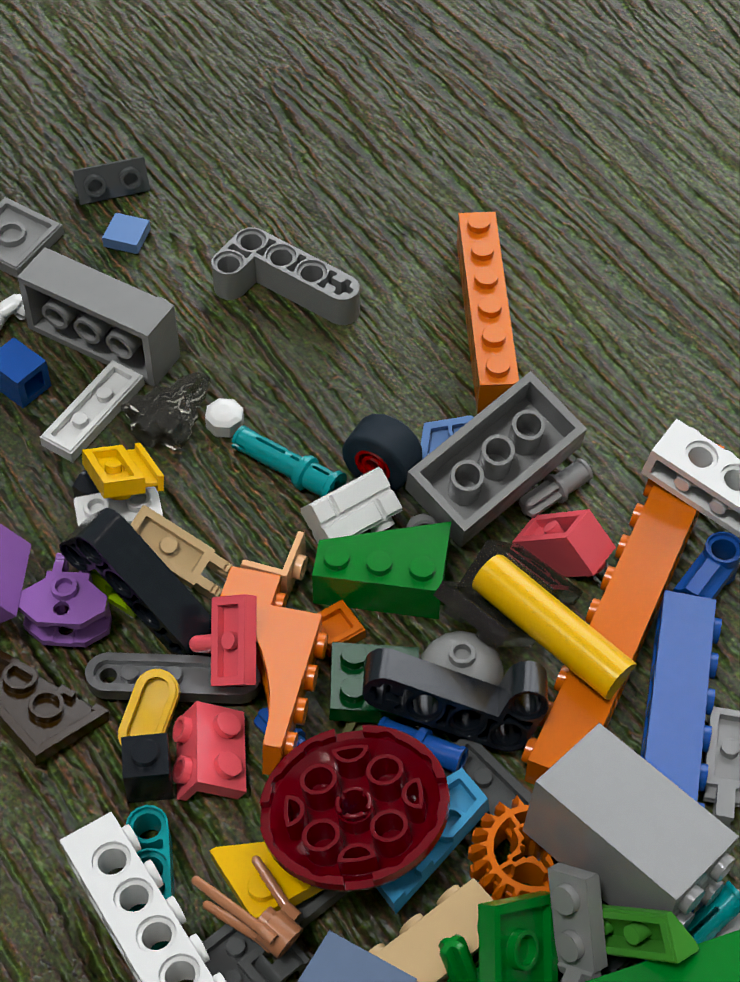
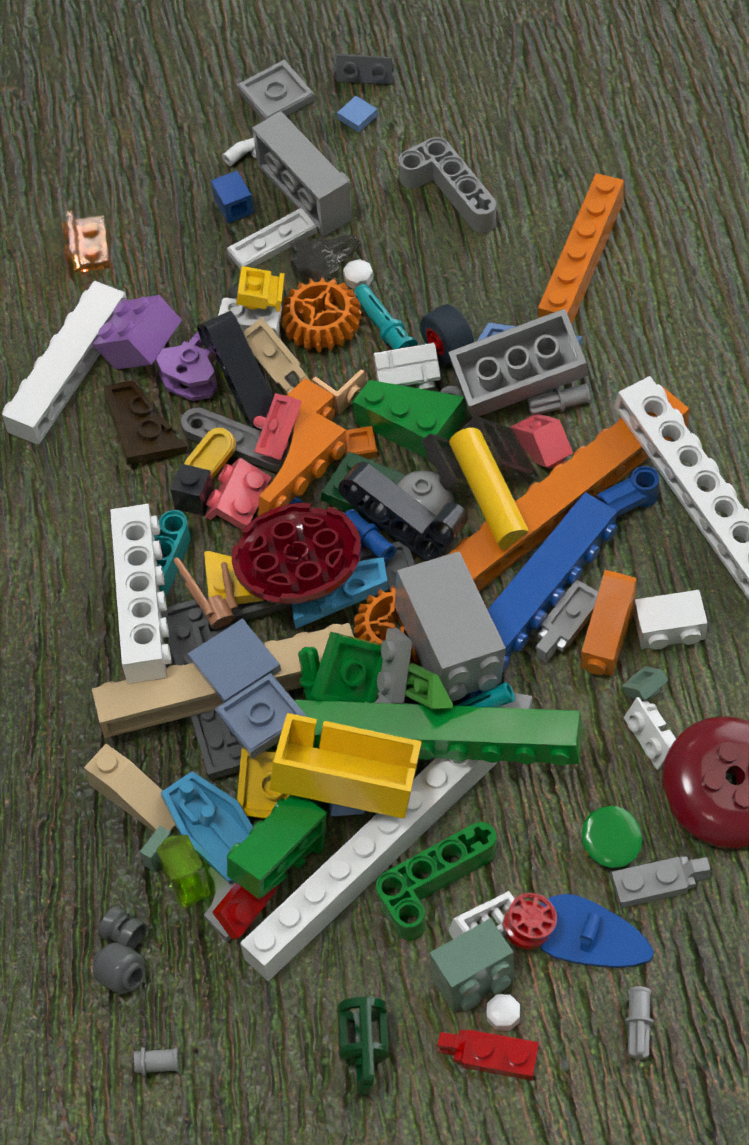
camera: 30 degrees right, 5 degrees up
(230, 483) = (318, 306): none -> orange gear

